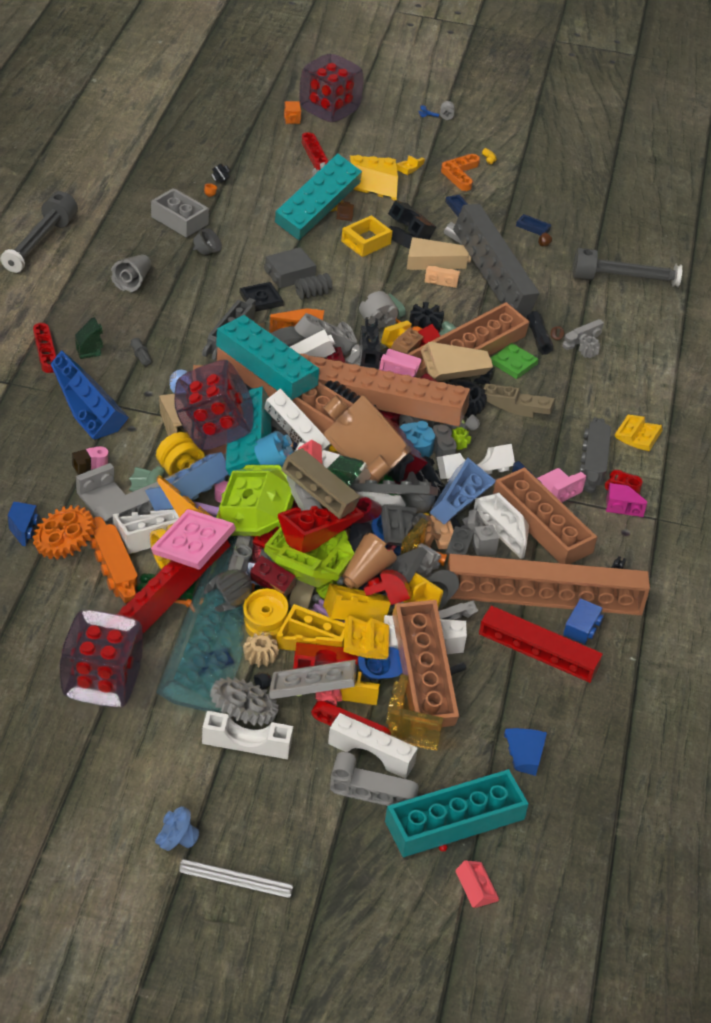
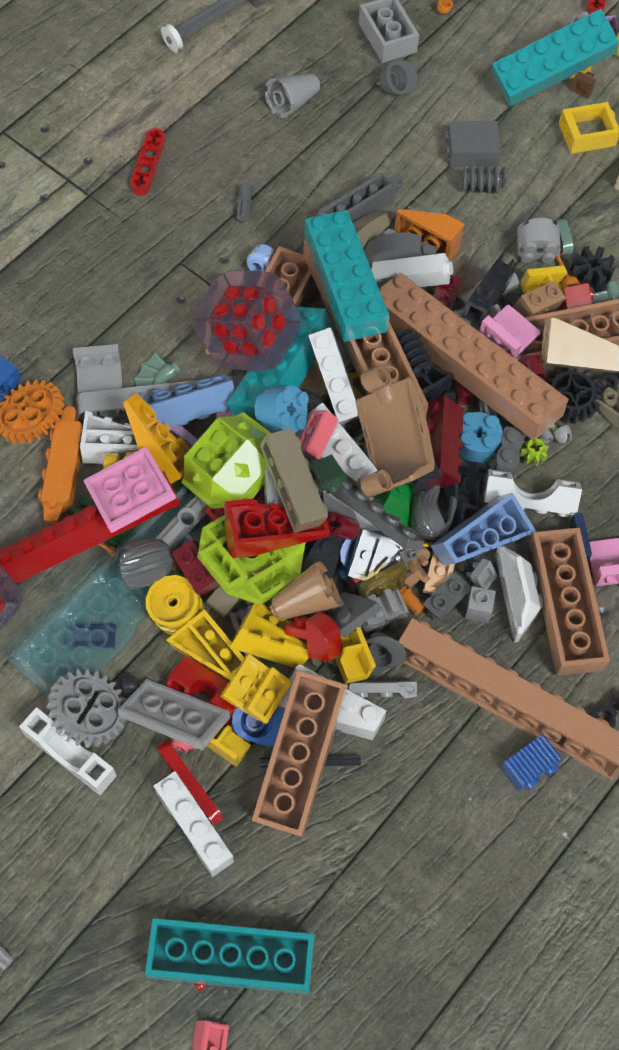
camera: 30 degrees right, 20 degrees up
(87, 399) = (152, 247): blue wedge -> none
(88, 339) = (192, 170): clear green slope -> none
(89, 459) = (111, 326): leg -> none
(178, 453) = (195, 361): yellow wheel -> none
(260, 650) = (148, 654): tan gear -> none
(264, 294) = (420, 172): black tile -> none
(342, 334) = (468, 264): light grey beam -> none
(368, 785) = (164, 875): light grey beam -> none
(405, 722) = (236, 799): clear yellow bracket -> none
(525, 748) = (363, 904): blue slope -> none
(540, 644) = (463, 772): red brick -> none

